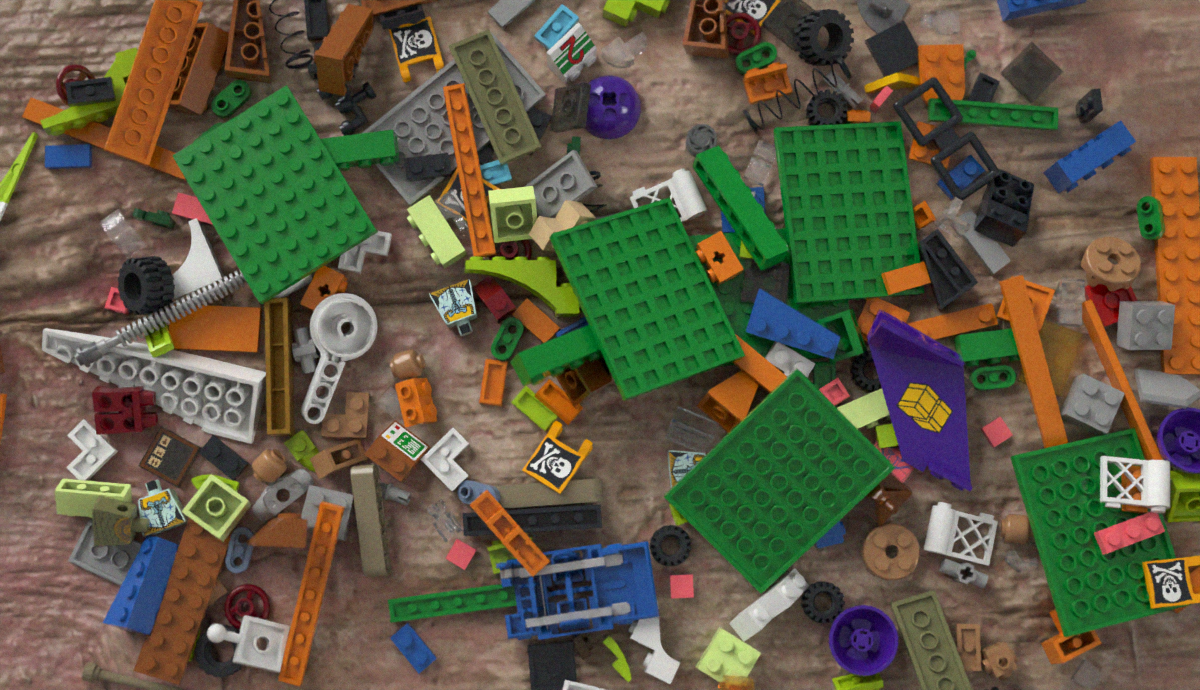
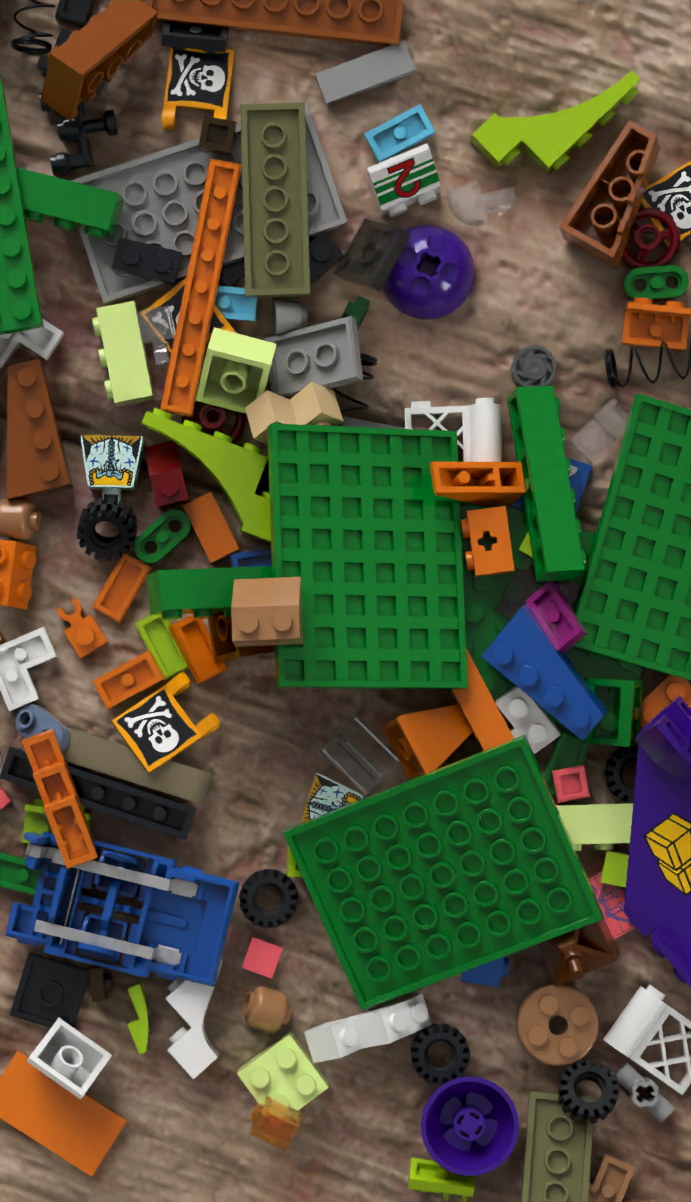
camera: 30 degrees right, 5 degrees up
(399, 310) = (34, 440): none -> dark orange wedge
(441, 71) = (217, 135): none -> dark brown plate
(469, 359) = (107, 545): none -> black tyre
(480, 422) = (84, 632): none -> orange plate
(522, 439) = (128, 679): none -> orange plate
(531, 167) = (288, 316): none -> light grey hat
(599, 353) = (267, 612): none -> medium nougat slope
(698, 222) = (479, 482): none -> orange slope
(698, 619) = (266, 1009): none -> medium nougat head
(783, 288) = (556, 617): none -> magenta plate
(935, 575) = (597, 1074): none -> black tyre

